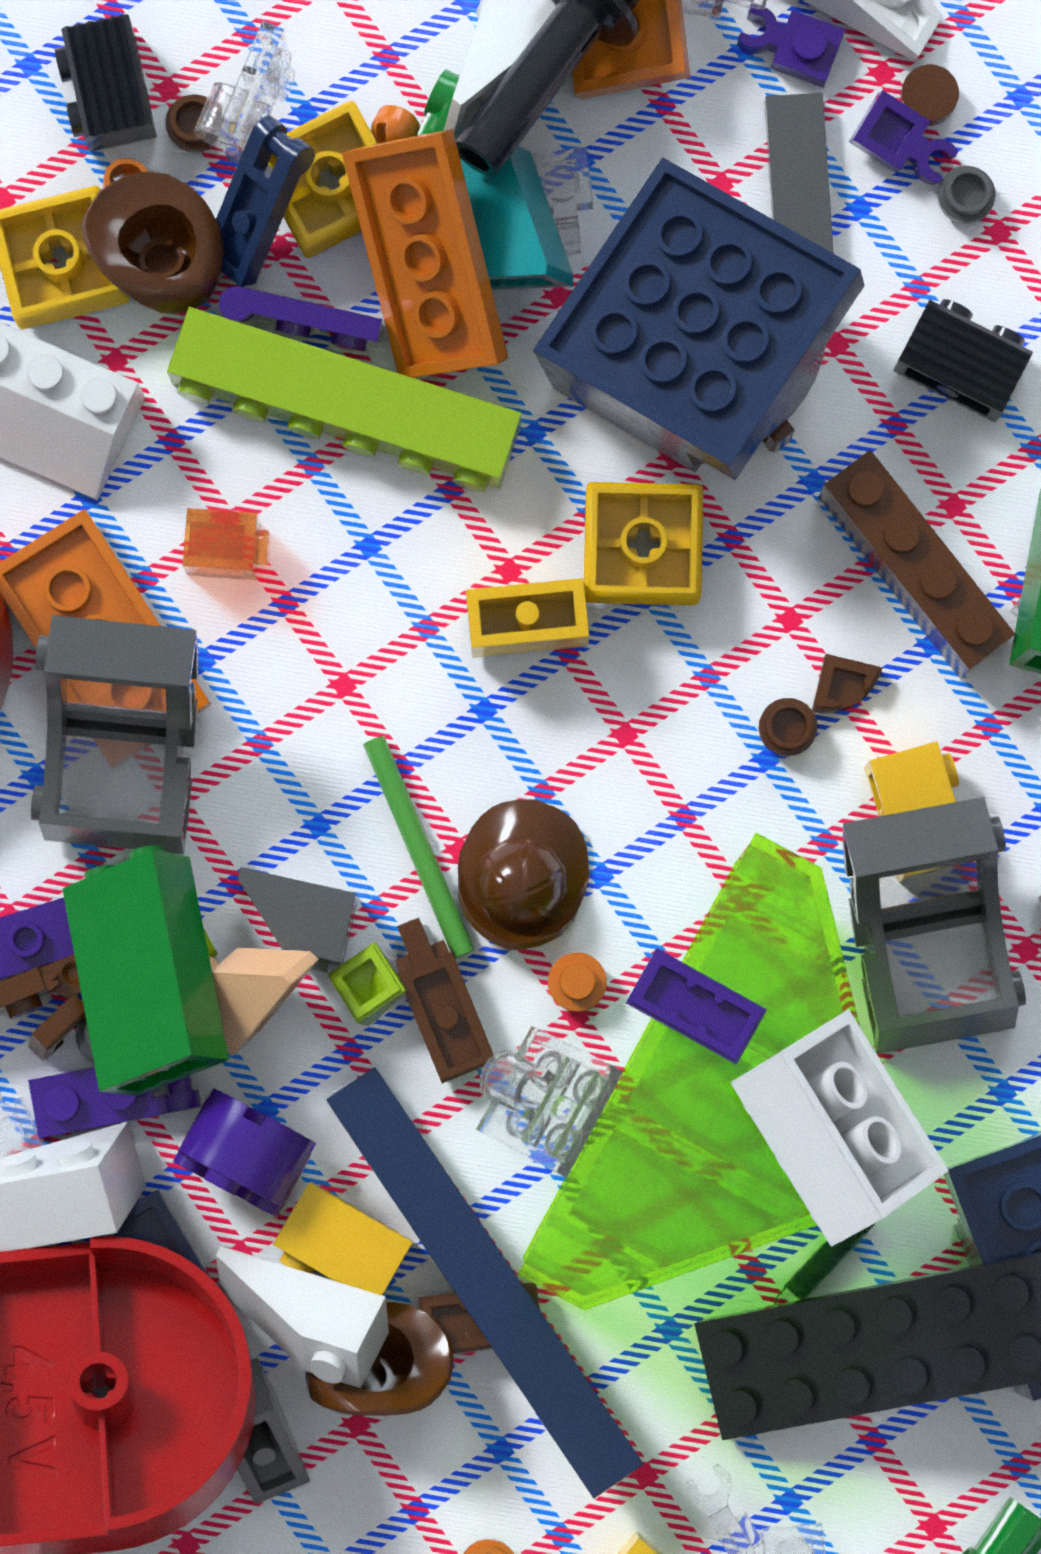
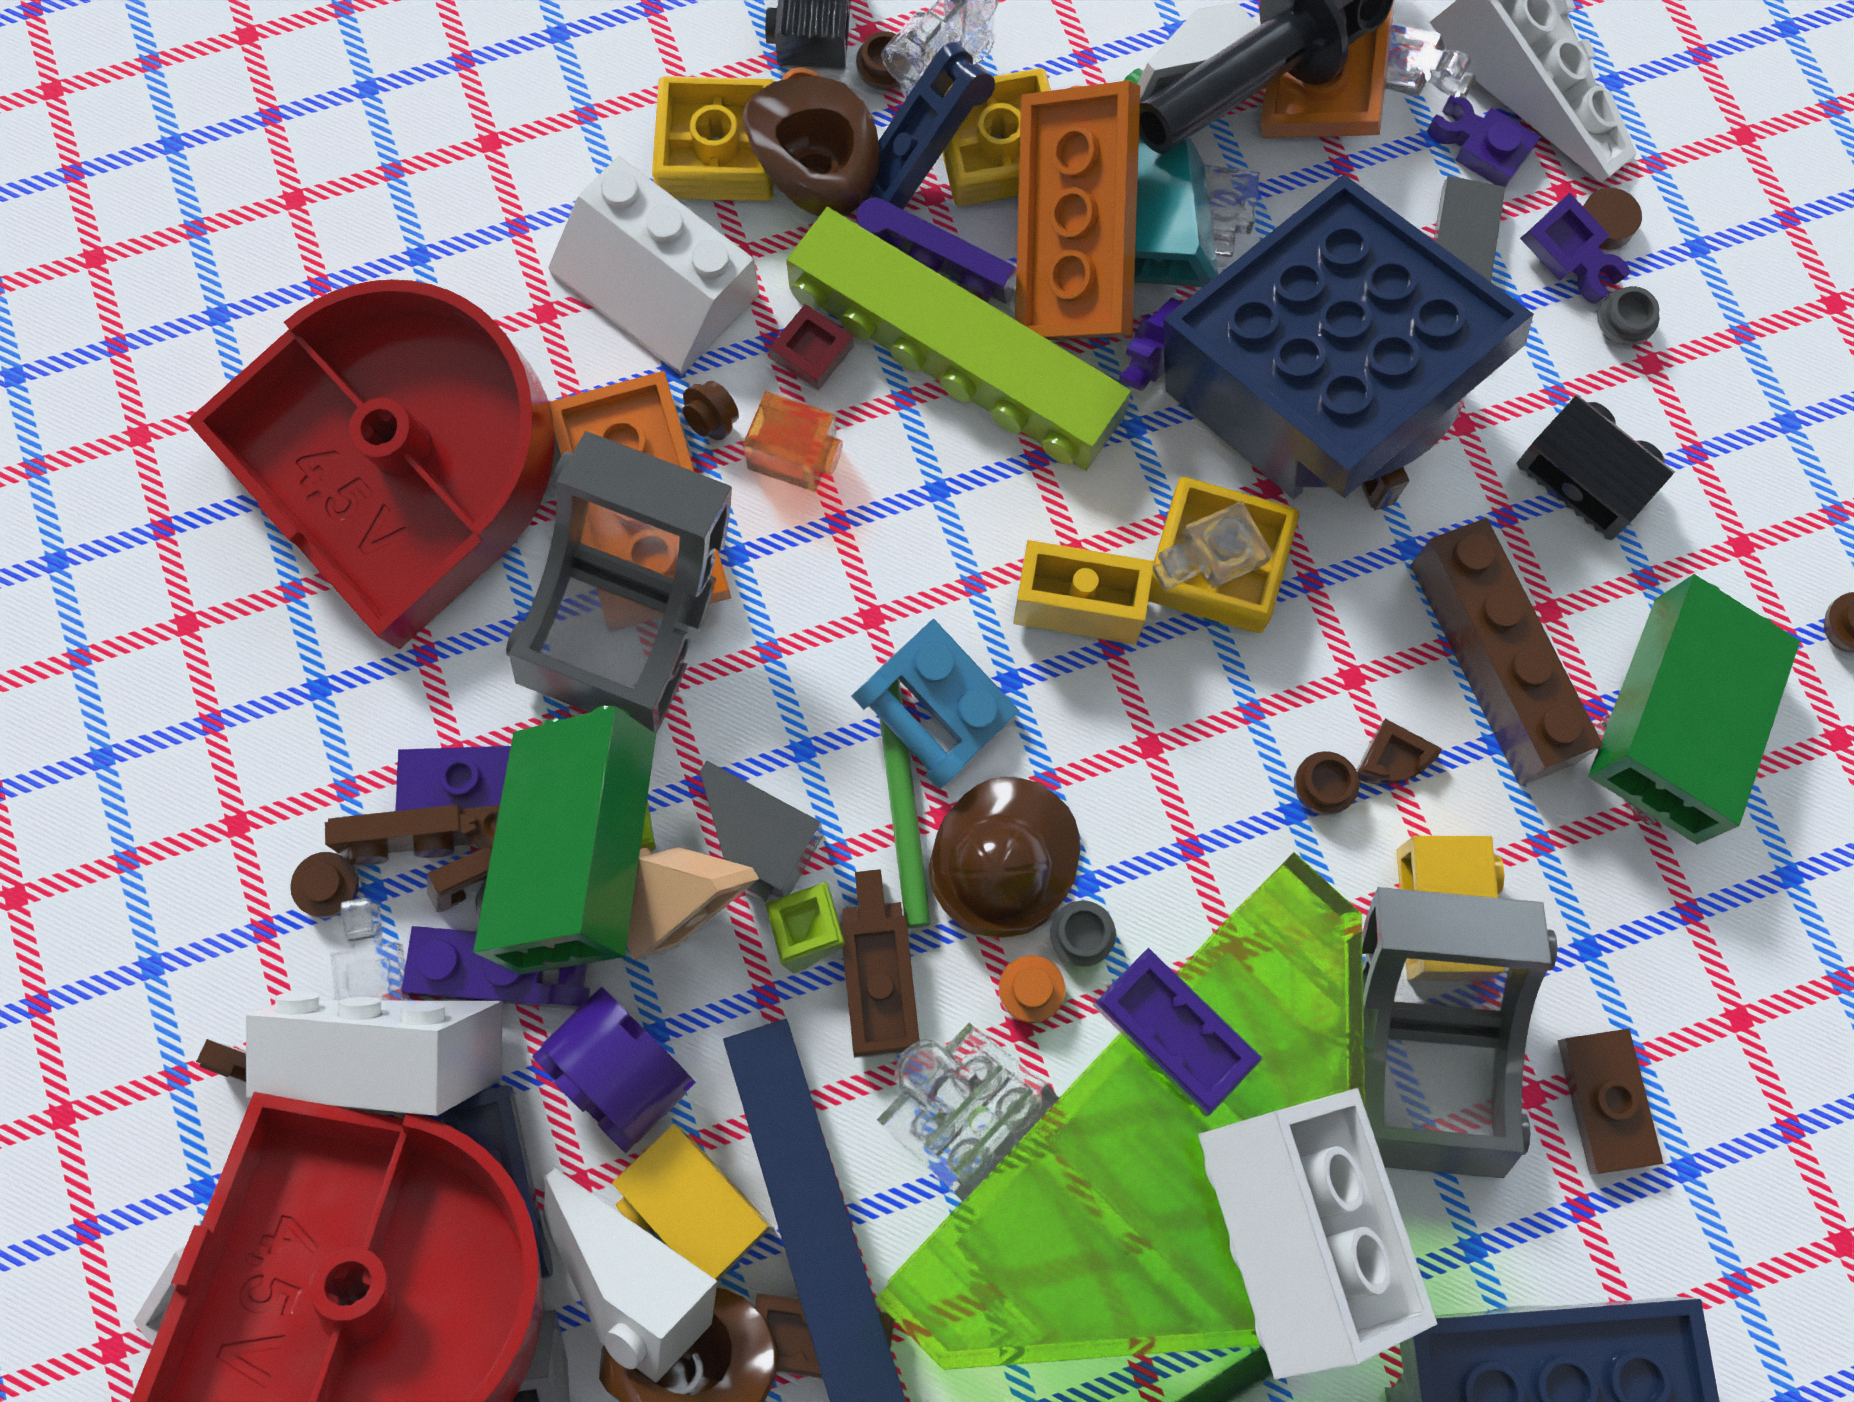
camera: 15 degrees right, 10 degrees down
(138, 533) = (710, 410): none -> reddish brown plate
(212, 443) = (811, 347): none -> dark red plate
(432, 737) = (950, 690): none -> dark azure plate
(527, 374) = (1147, 349): none -> dark purple plate
(608, 921) = (1082, 933): none -> dark grey plate
(638, 546) = (1217, 546): none -> clear plate

